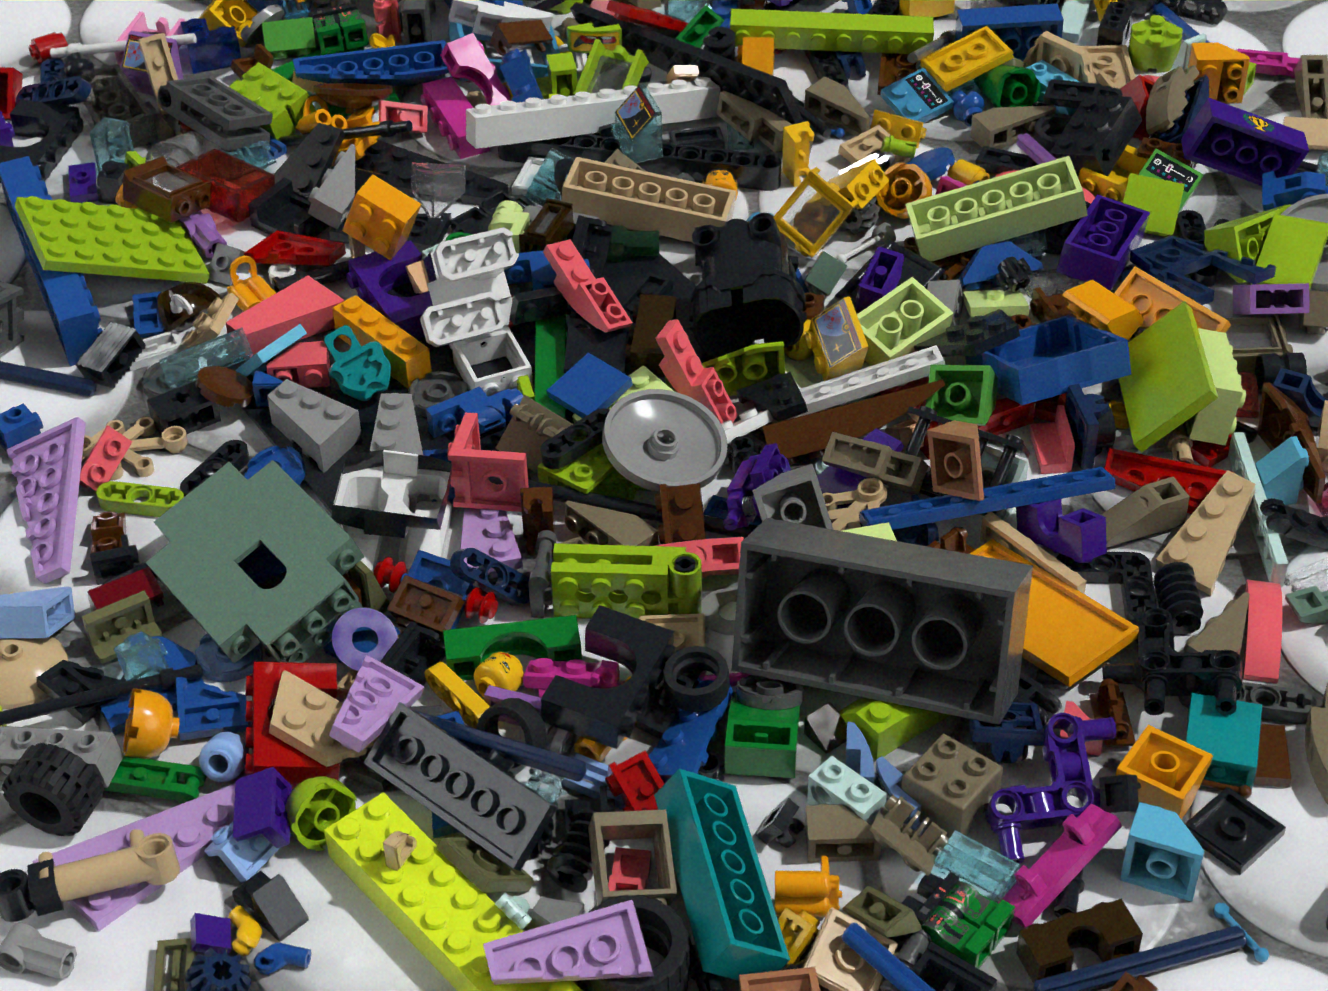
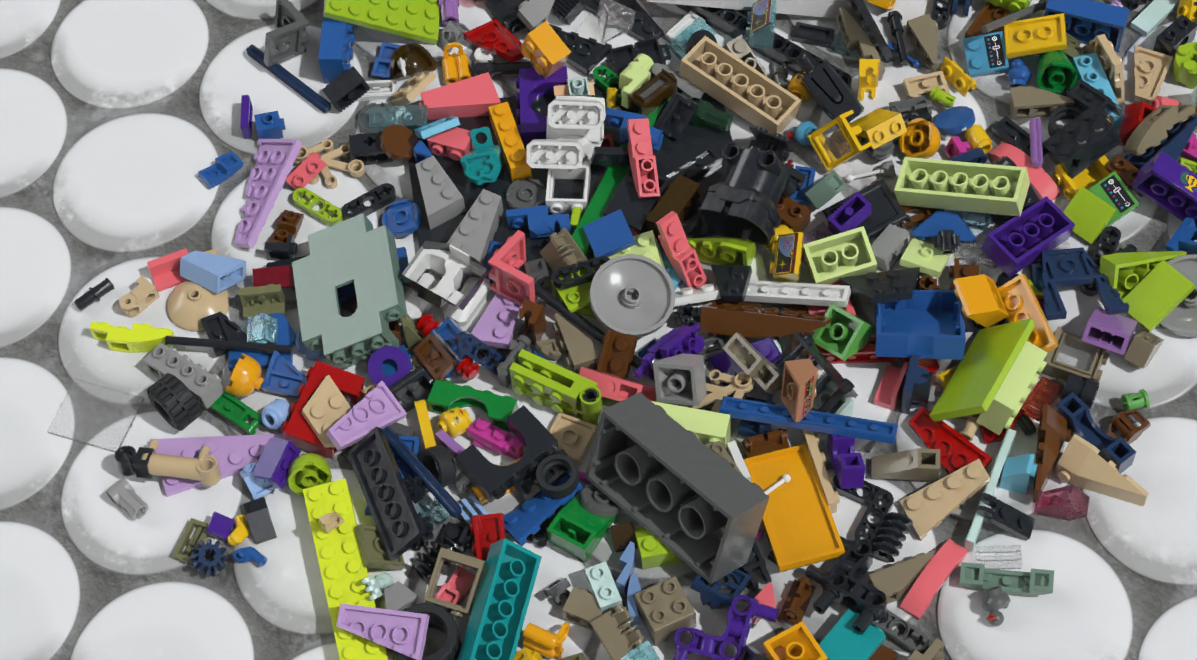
camera: 30 degrees right, 15 degrees up
(760, 167) = (828, 88): none -> black piece

